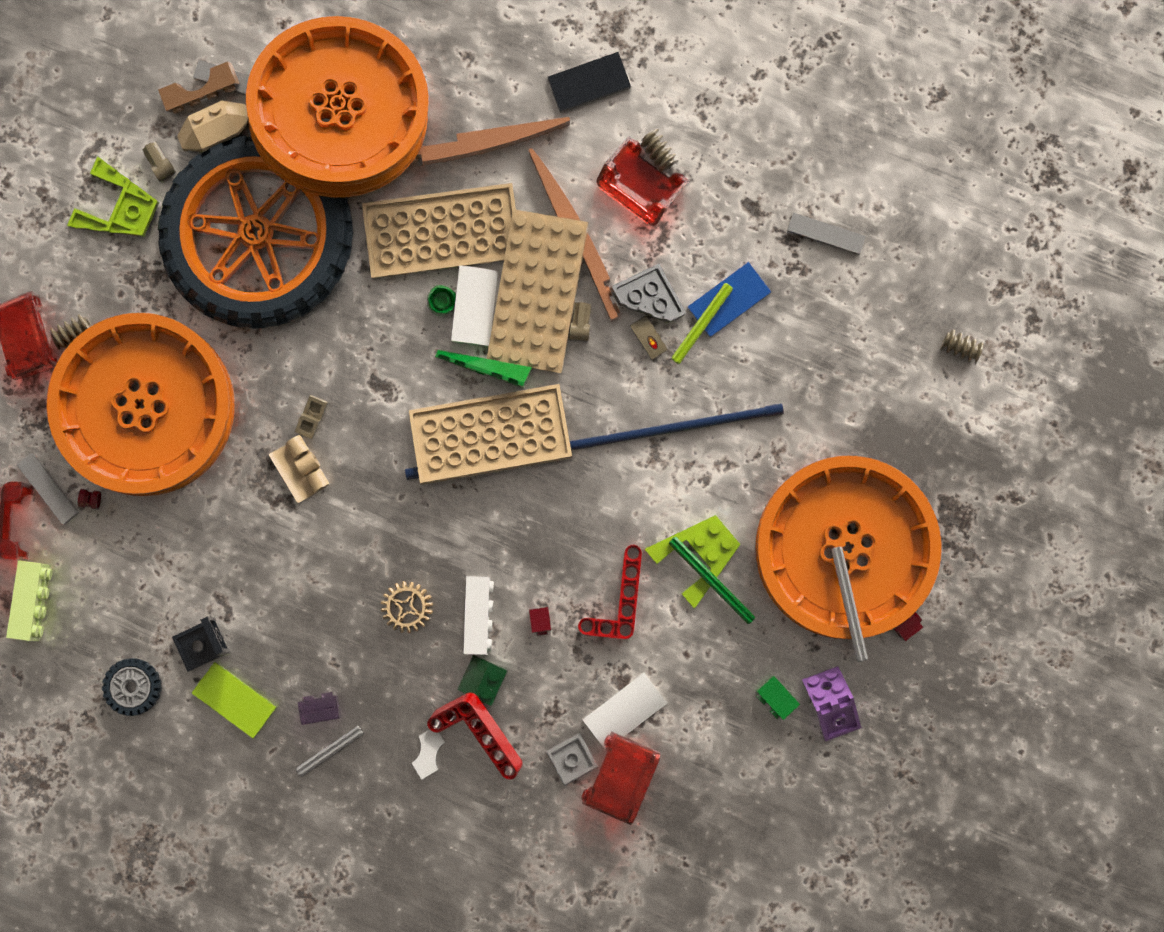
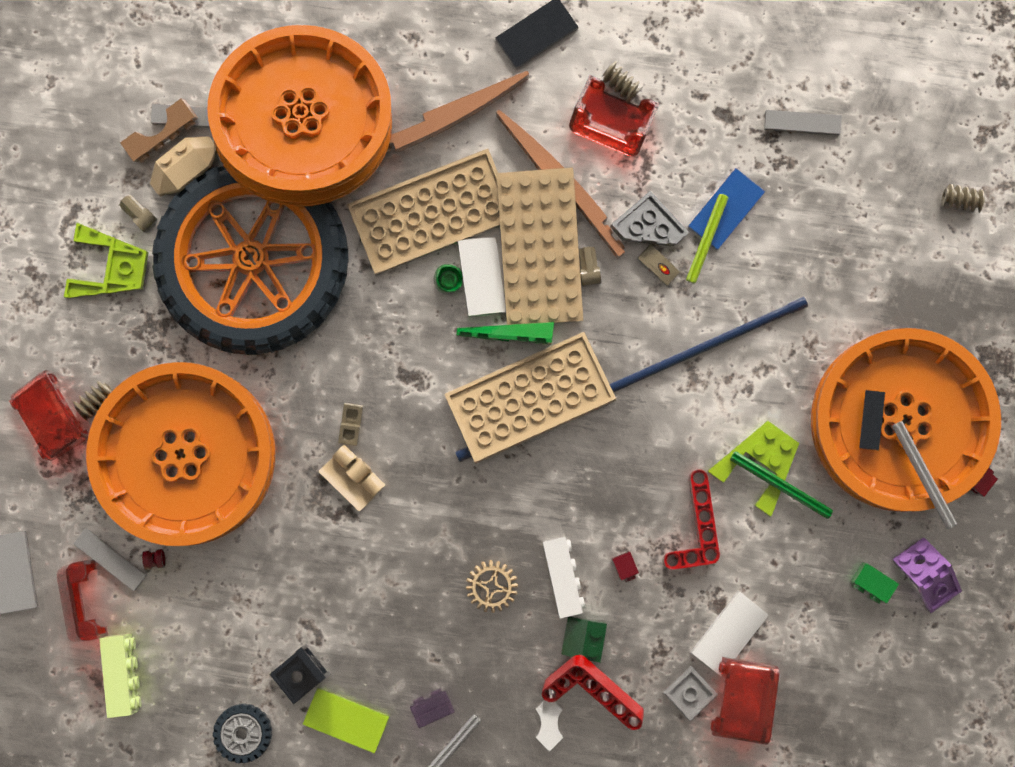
camera: 20 degrees left, 0 degrees up
(814, 539) = (872, 420): none -> black tile

